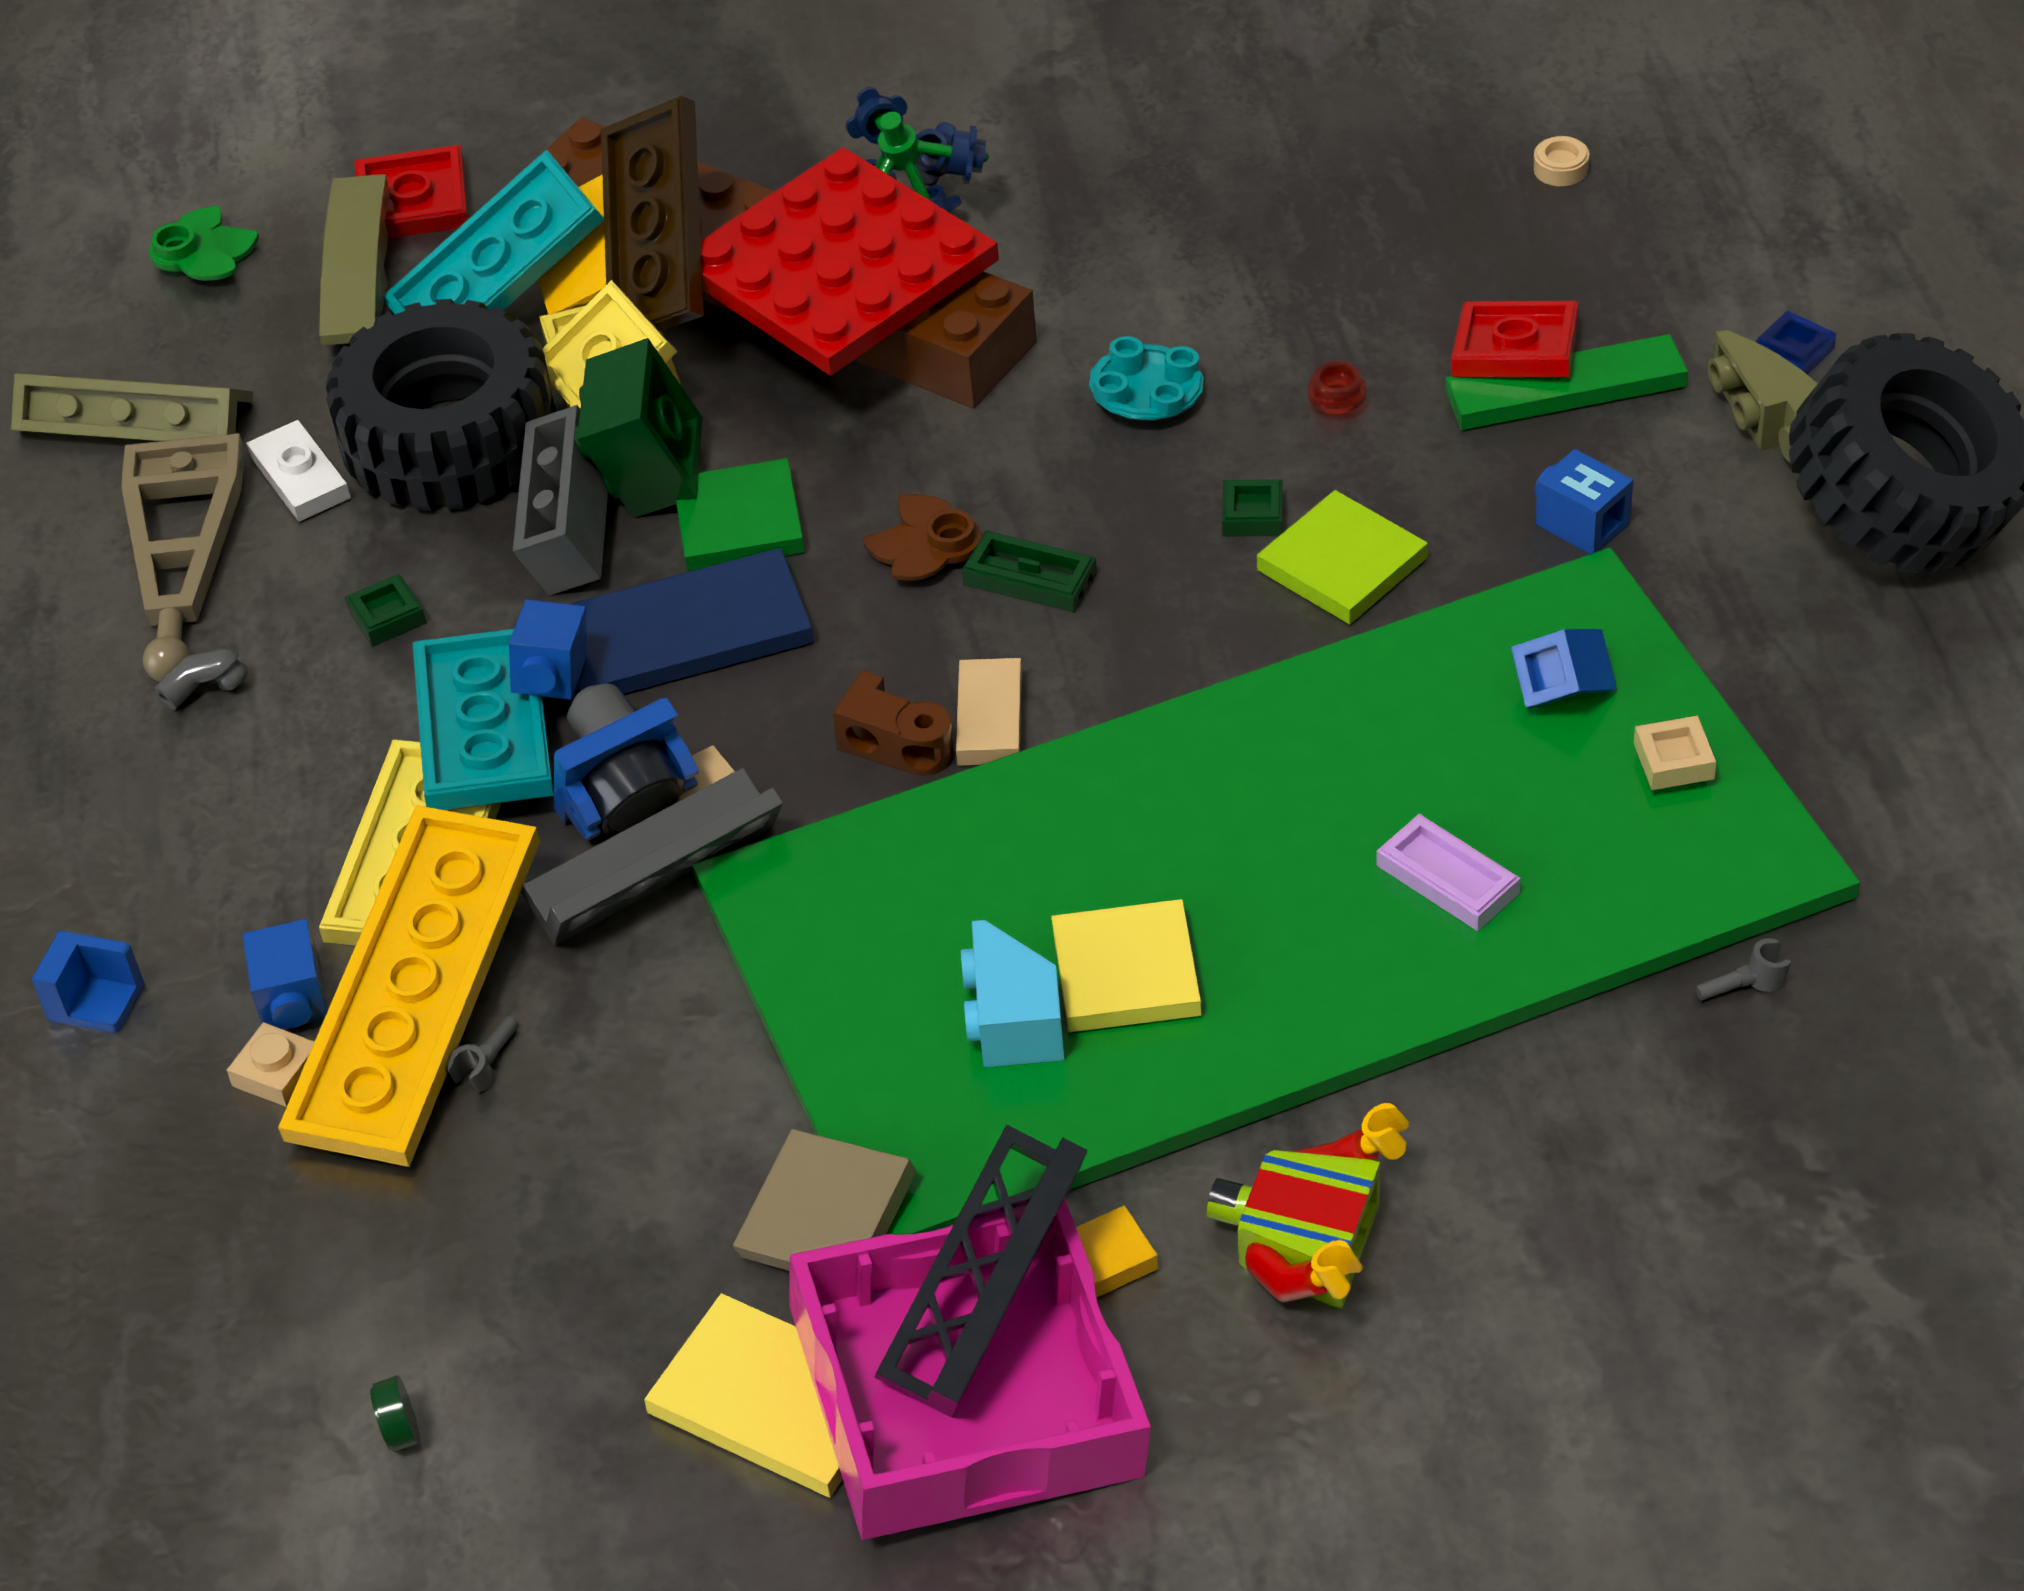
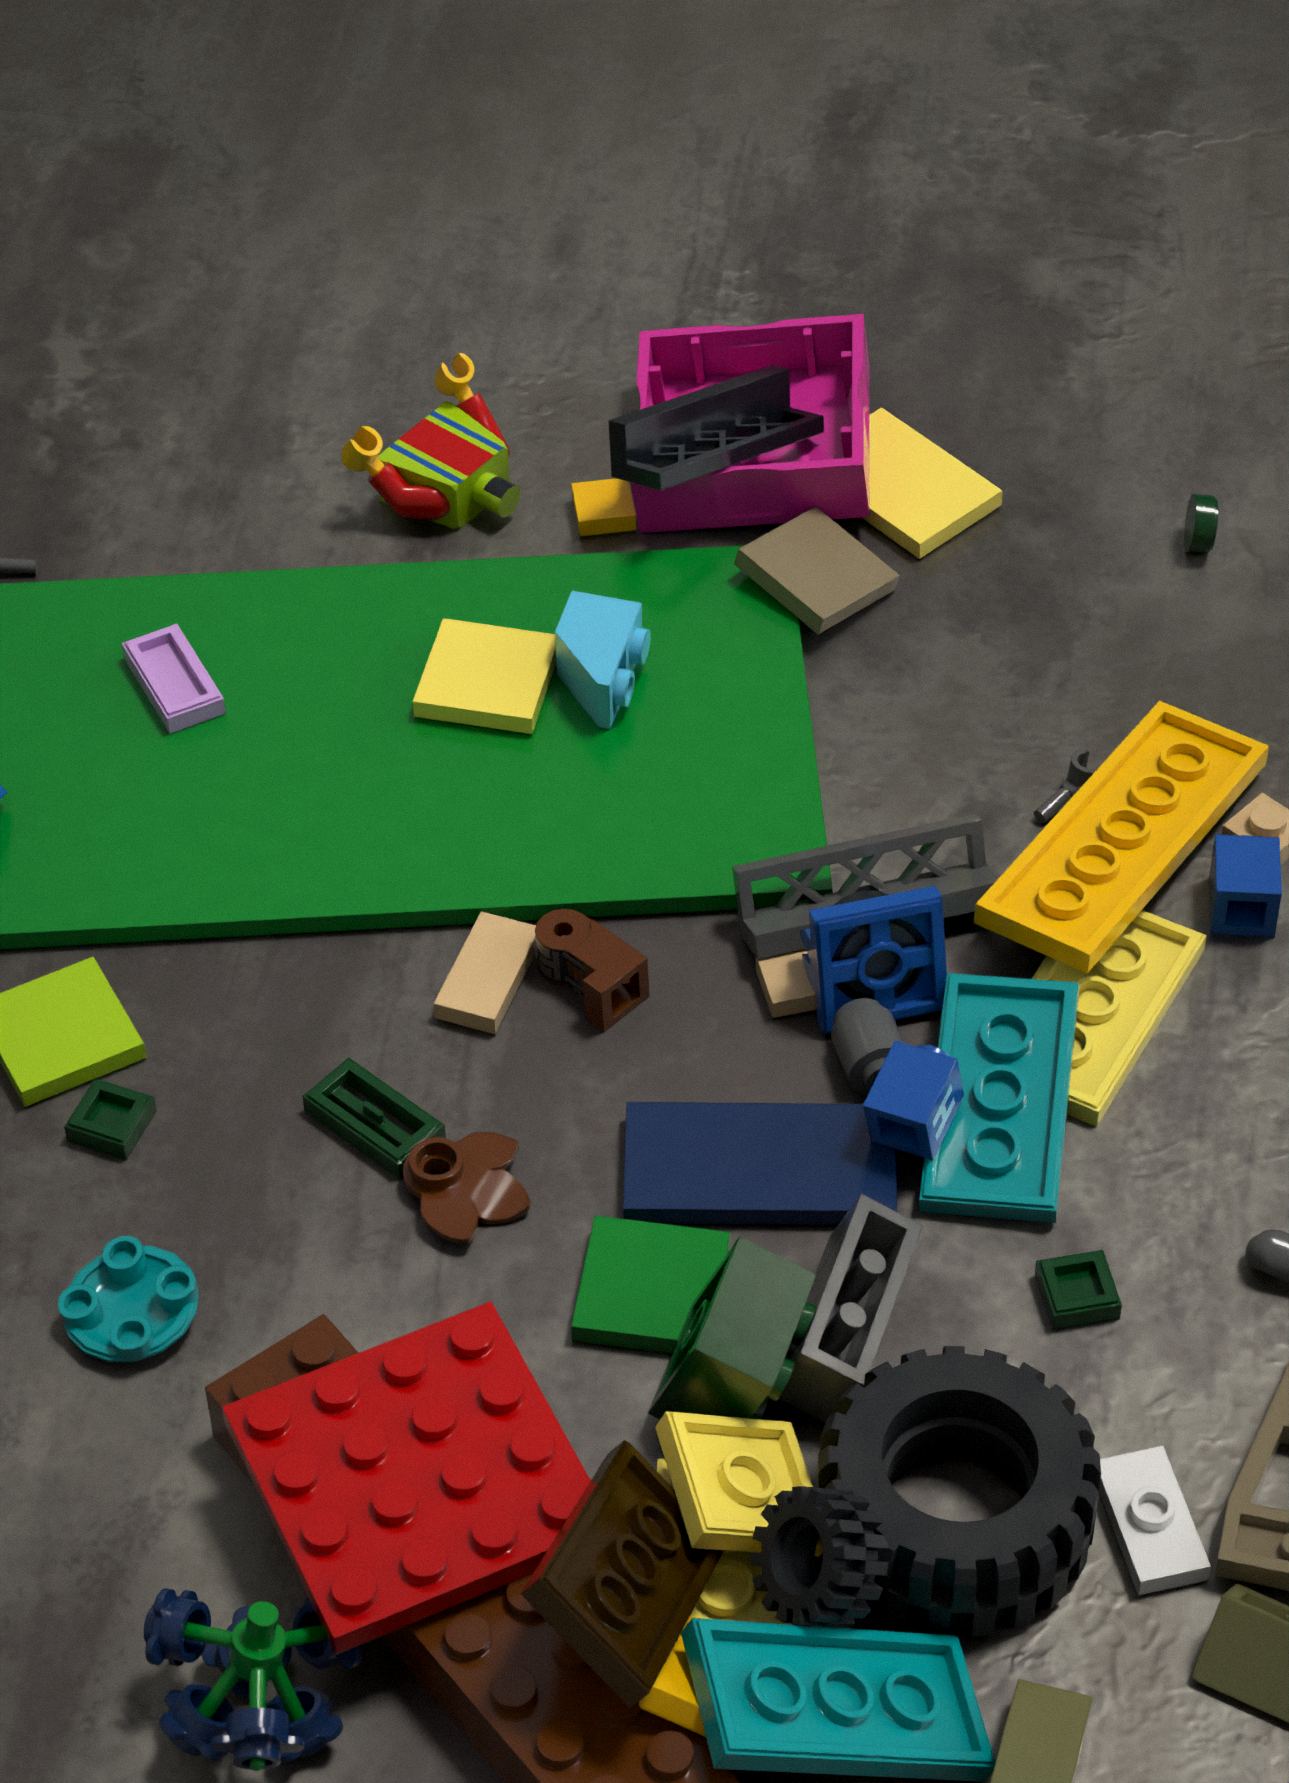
camera: 165 degrees left, 0 degrees up
(522, 289) = (847, 1562): none -> black tyre

